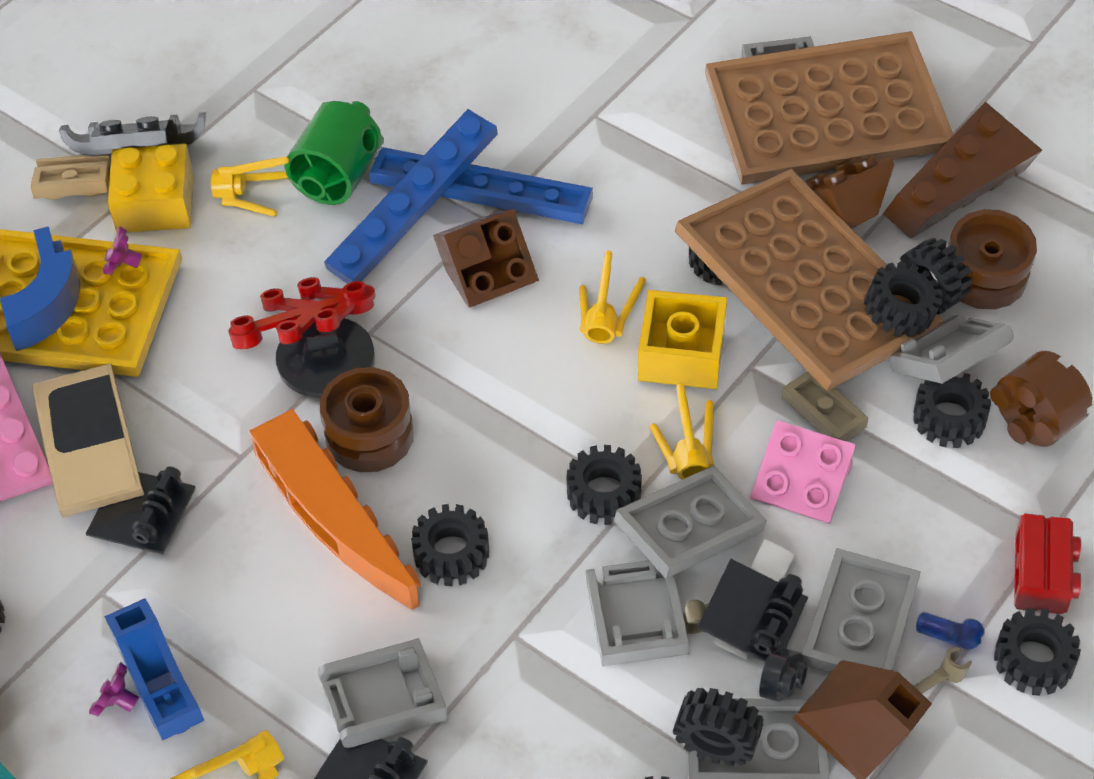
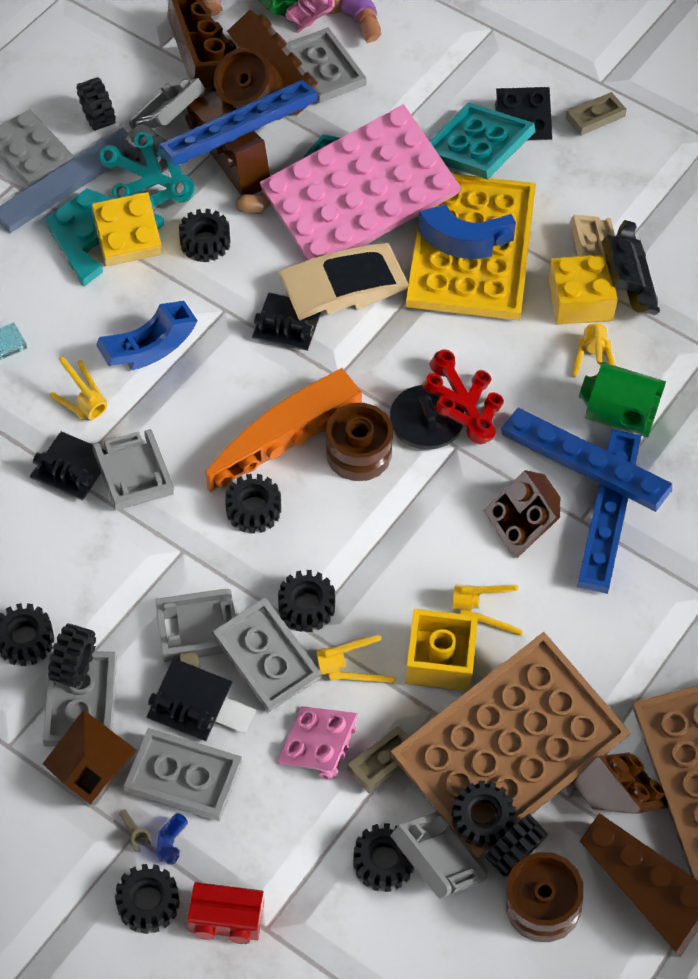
camera: 85 degrees right, 5 degrees up
(114, 693) = (137, 318): magenta plant -> none
(120, 253) = (504, 273): magenta plant -> none
(782, 674) = (124, 708): black plate -> none
(1042, 399) = (379, 919): reddish brown brick -> none

